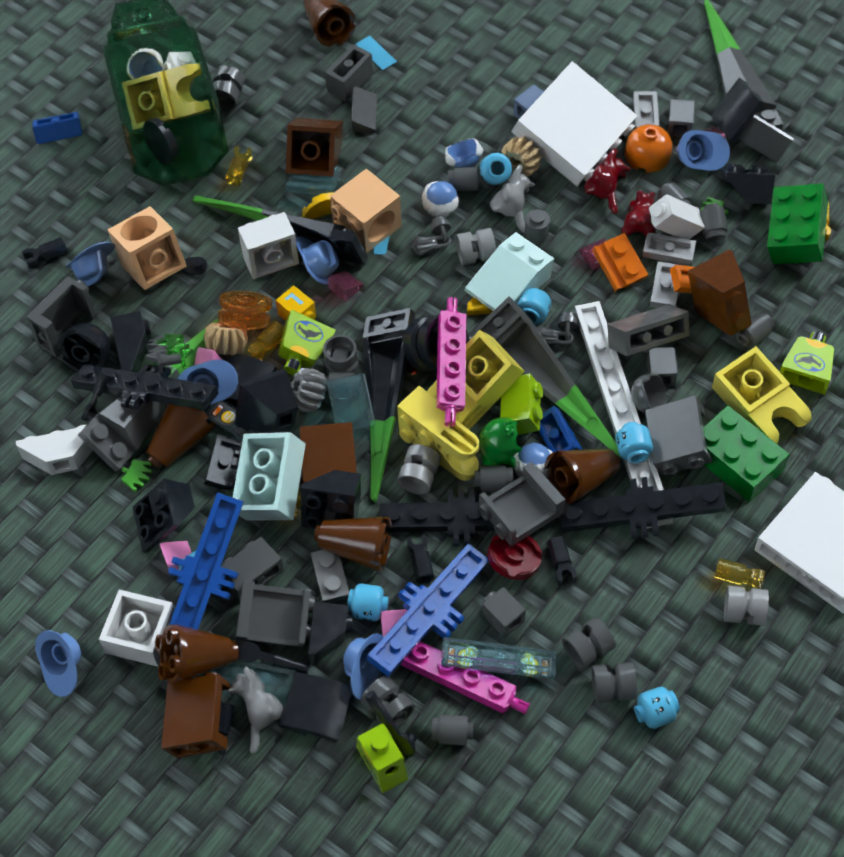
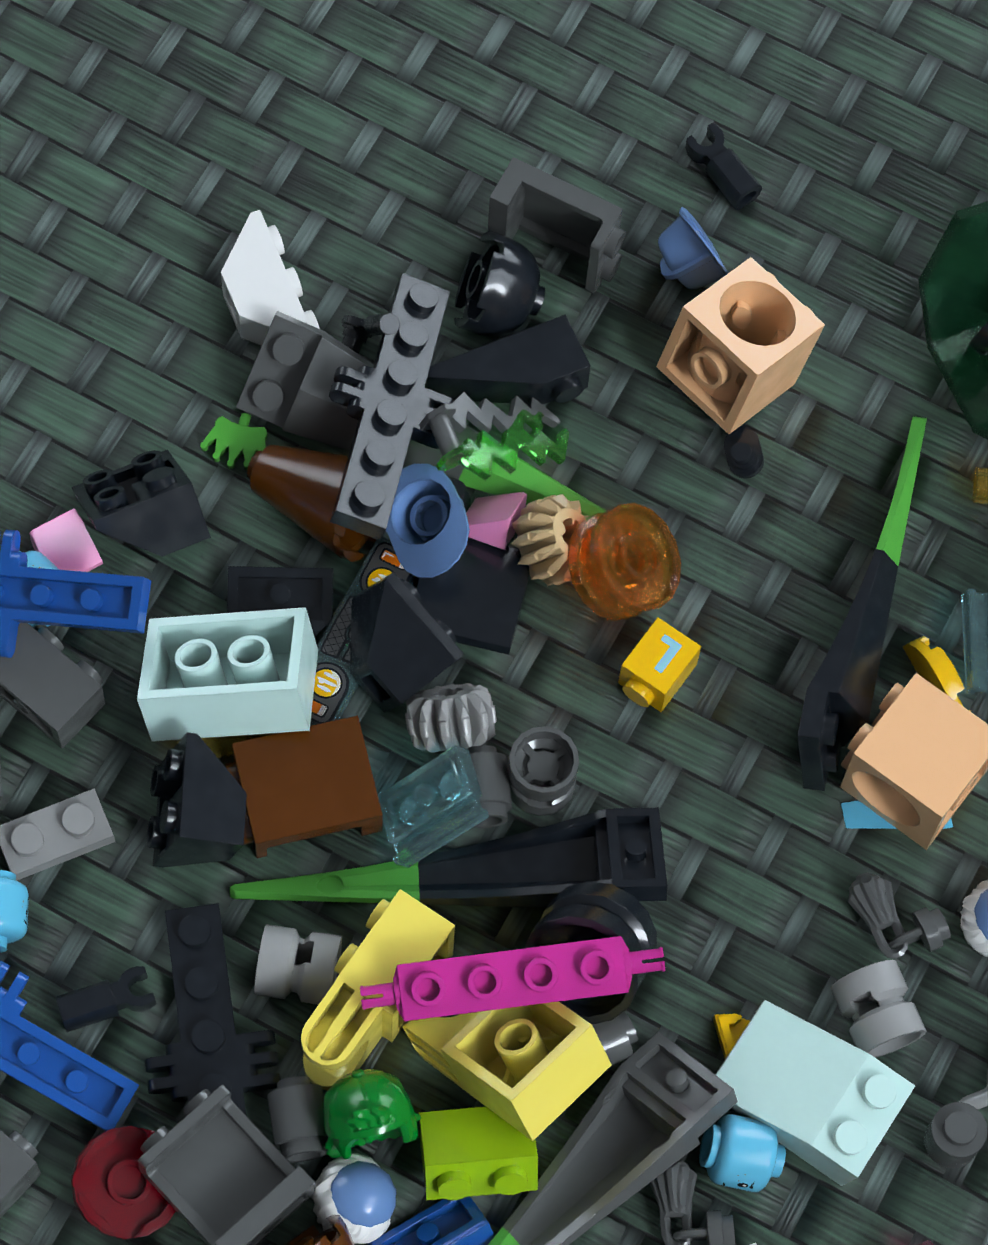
camera: 75 degrees right, 10 degrees up
(266, 340) = (573, 622): clear yellow bar -> none
(268, 245) = (795, 578): white brick -> none
(302, 342) = (567, 690): lime torso -> none
(318, 258) = (774, 684): medium blue piece -> none
(344, 285) = (743, 754): clear pink slope -> none
(357, 539) = (114, 869): reddish brown cone -> none

